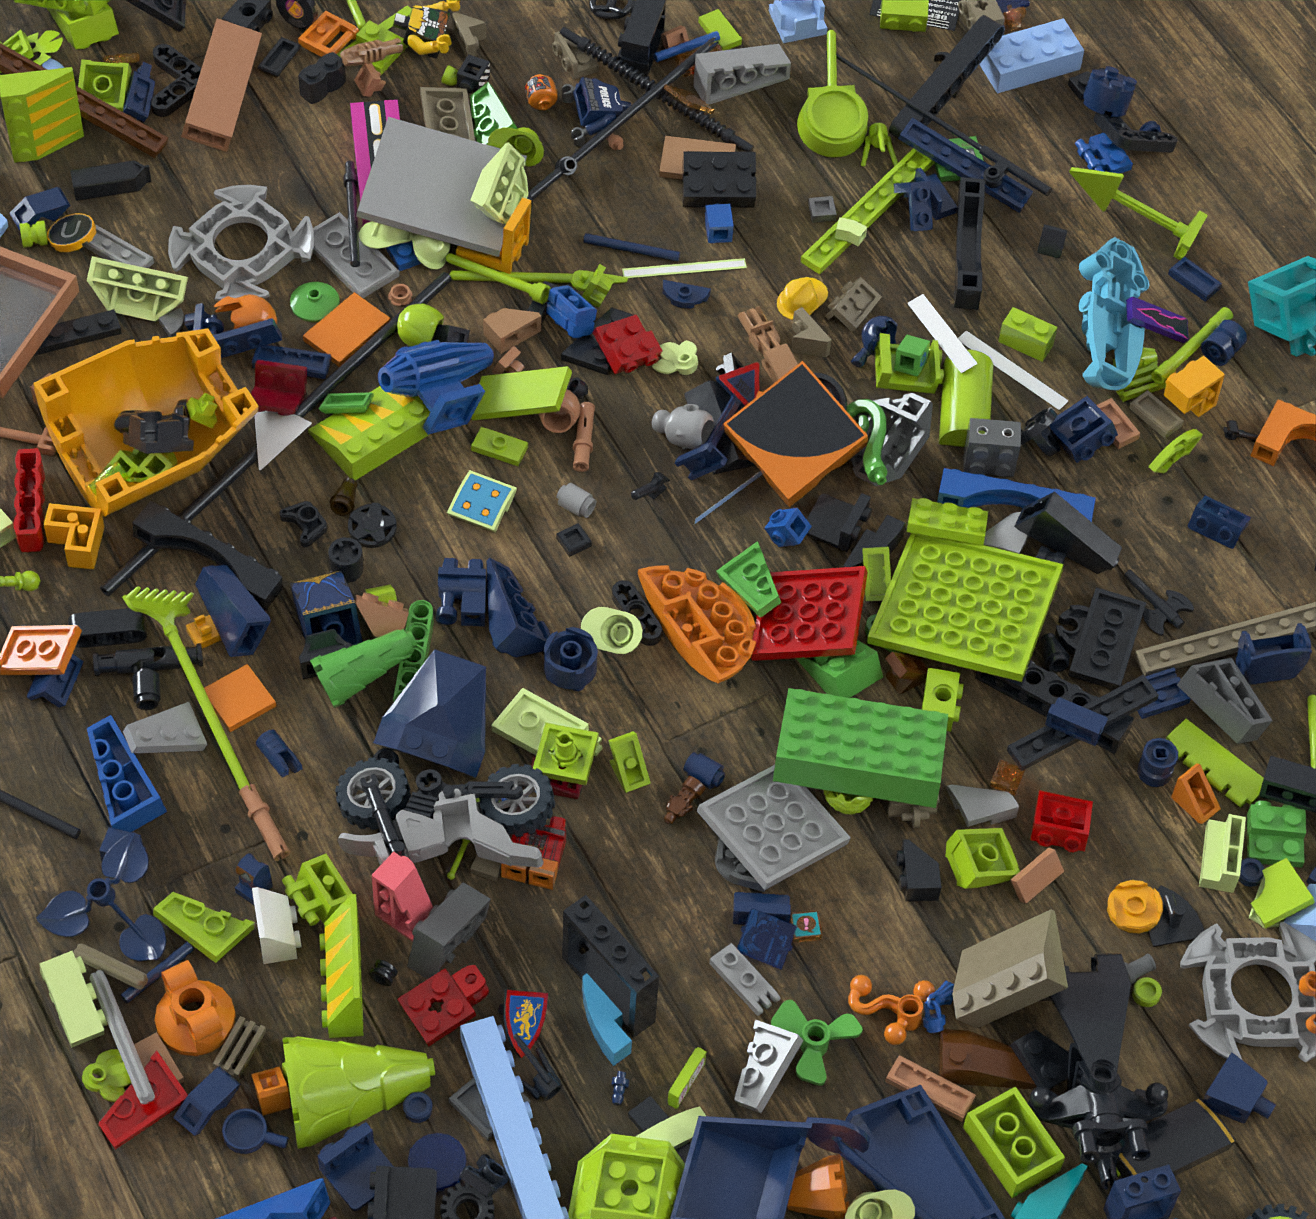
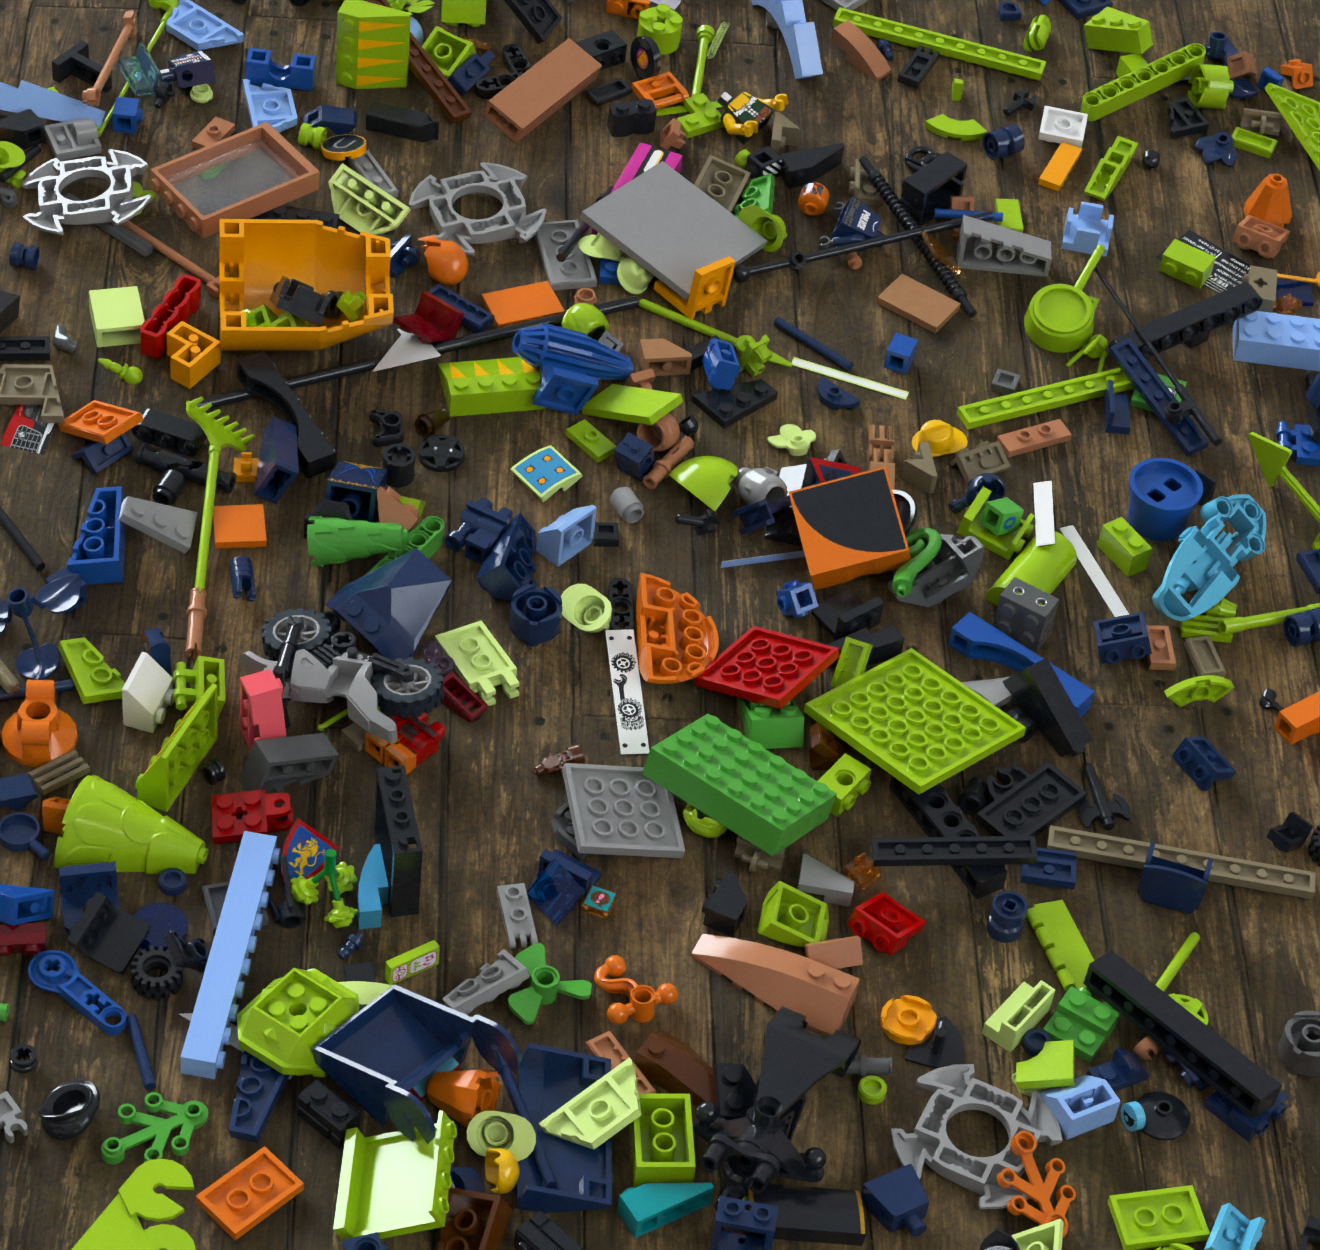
camera: 25 degrees right, 10 degrees down
(248, 337) = (426, 273): dark blue plate -> none
(314, 301) = (510, 274): bright green dish -> none
(346, 403) = (482, 355): bright green tile -> none
(370, 52) = (683, 112): medium nougat hinge -> none
(500, 742) = (434, 653): none -> clear purple plate
(501, 185) = (729, 239): yellowish green wedge -> none
(510, 59) = (810, 164): none -> black slope
(538, 291) = (700, 337): lime piece -> none
(544, 559) = (567, 535): none -> light blue slope
(554, 447) = (634, 456): none -> dark blue head
(568, 746) = (473, 672): lime plate -> none
(570, 1025) = (339, 879): none -> lime plant
(627, 344) = (753, 409): red plate -> none
(628, 762) = (531, 710): lime slope -> none
(632, 439) = (706, 478): none -> lime brick
(696, 696) = (627, 692): none -> white sticker
(705, 770) = (593, 746): dark blue brick -> none
(719, 179) = (925, 318): black piece -> none
(751, 580) = (737, 623): bright green wing -> none
(850, 231) = (1014, 404): yellowish green piece -> none
(881, 255) = (1034, 438): none -> nougat plate
(919, 203) = (1093, 409): dark blue bracket -> none
(942, 996) = (681, 1004): blue piece -> none
(947, 521) = (946, 655): lime plate -> none
(947, 1144) = (598, 1110): none -> yellowish green wing
(968, 243) = (1103, 478): black arch -> none
(980, 919) = (782, 979): none -> nougat wedge
(1009, 971) = (744, 1006): dark tan slope -> none
(1038, 430) = (1080, 623): black tile -> none
(1041, 254) = (1162, 498): none -> blue piece
(1076, 721) = (945, 843): dark blue panel -> none
(1157, 319) = (1252, 581): dark purple tile -> none
(1195, 387) = (1250, 644): light orange brick -> none
(1195, 794) = (1025, 956): orange slope -> none
(1226, 699) = (1106, 894): dark grey wedge -> none

